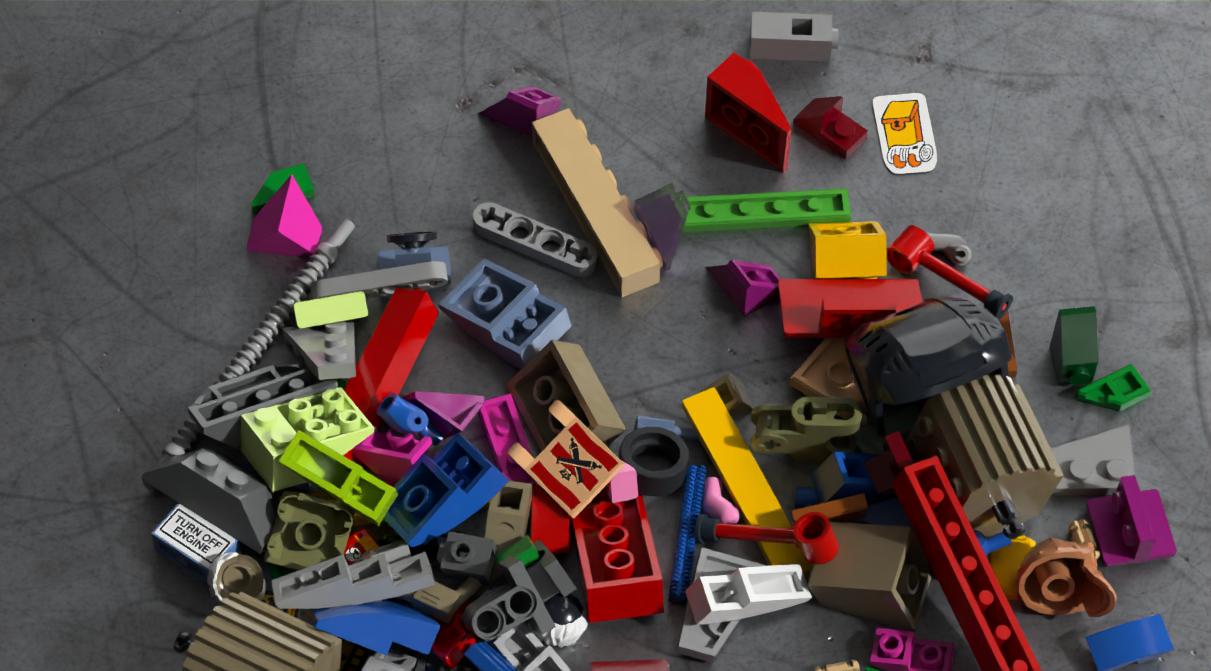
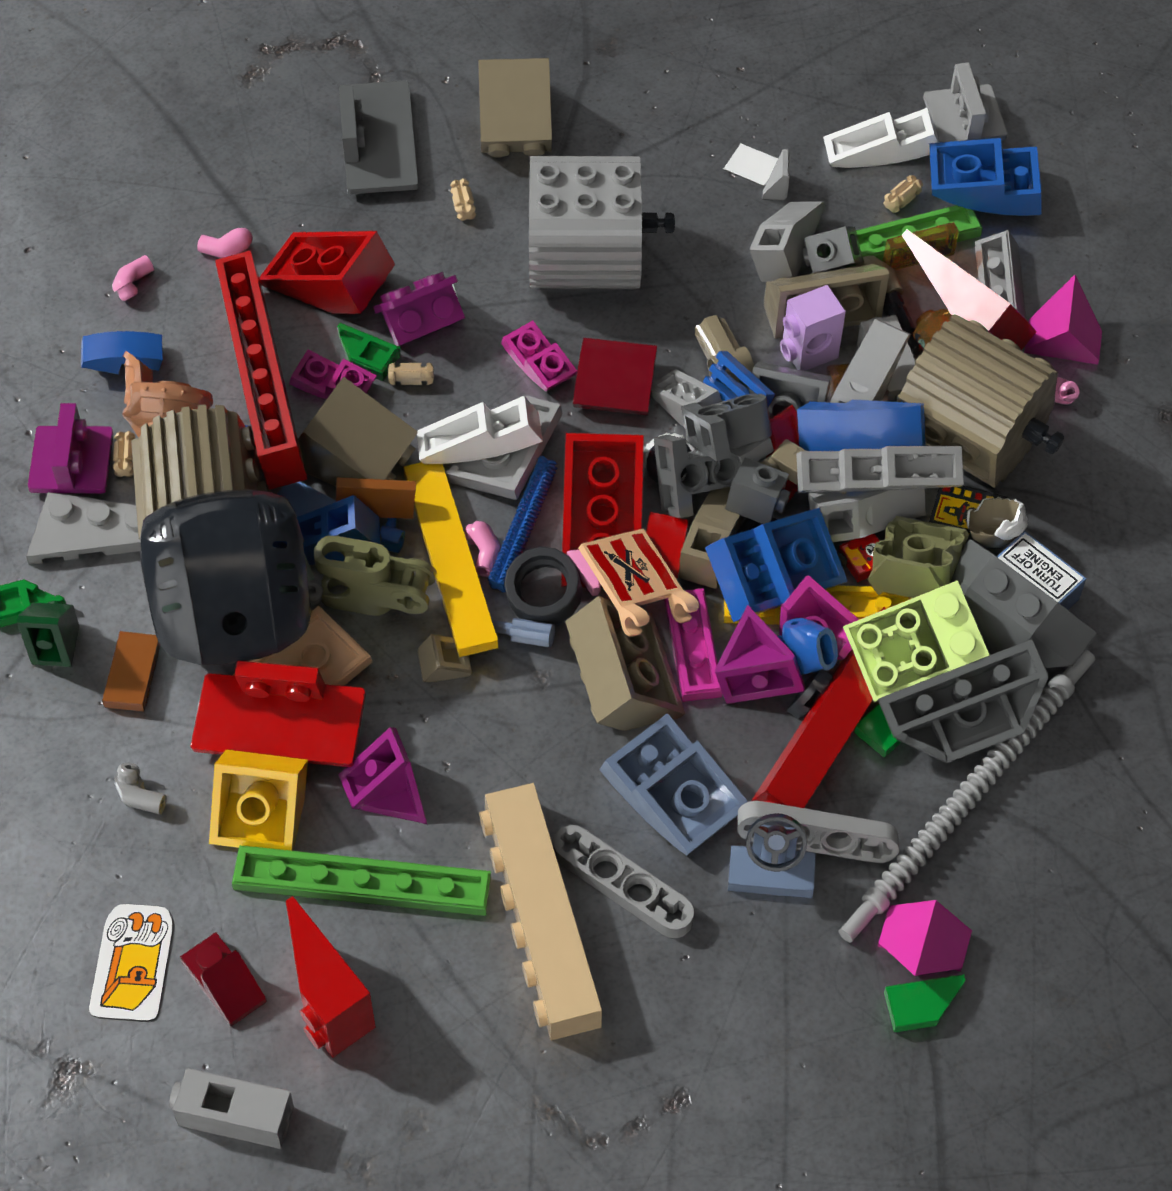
camera: 170 degrees left, 0 degrees up
(326, 348) = (885, 755): light grey wing -> none
(330, 309) = (891, 806): yellowish green slope -> none
(338, 477) = (883, 568): lime slope -> none
(522, 108) = (604, 1062): magenta slope -> none
(523, 550) = (707, 484): green tile -> none
(664, 220) = (467, 853): clear purple slope -> none
(810, 533) = (400, 467): red piece -> none
(887, 466) = (307, 509): dark red slope -> none
(913, 250) = (184, 781): red piece -> none

